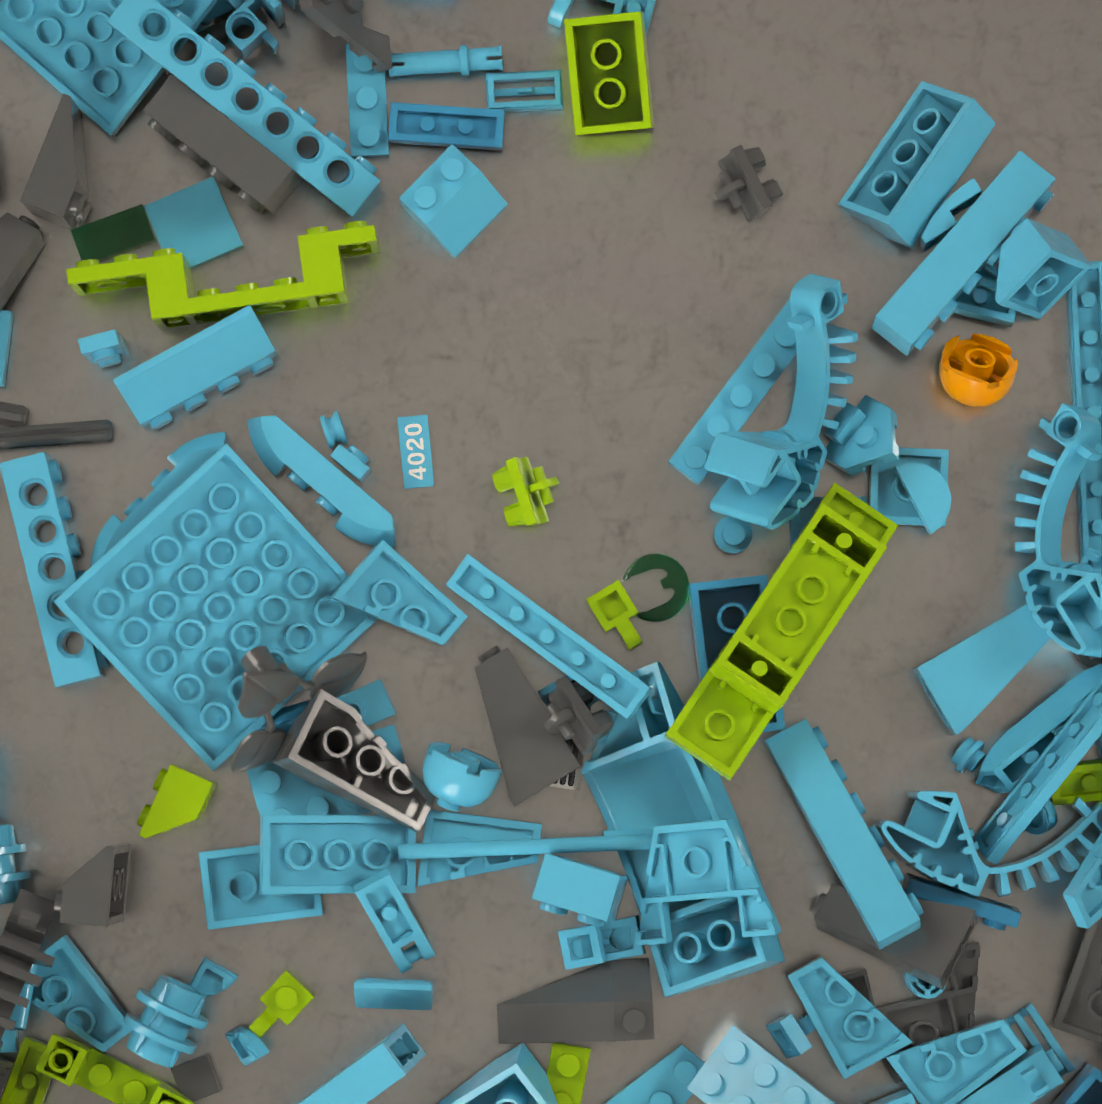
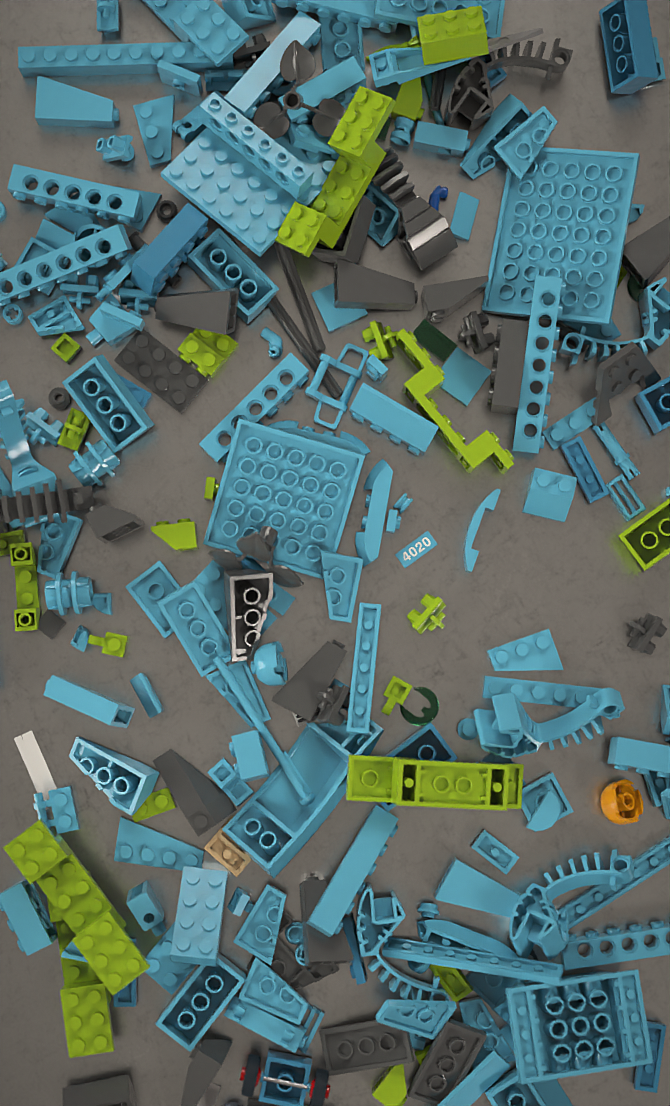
camera: 60 degrees right, 0 degrees up
(47, 314) = (376, 332): none -> lime hips
(91, 387) = (354, 374): none -> medium azure bar
(136, 708) = (211, 488): none -> lime plate
(139, 168) = (474, 334): none -> dark grey hips
(393, 919) = (182, 674): medium azure plate -> none
(471, 374) = (470, 554): none -> medium azure slope
(672, 378) = (527, 654): none -> medium azure wing
(696, 864) = (297, 810): medium azure wing -> none
(704, 1008) = (227, 852): none -> tan wing
(862, 436) = (554, 765): medium azure plate -> none
(885, 978) = (294, 933): none -> medium azure plate
(940, 603) = (495, 852): none -> medium azure plate

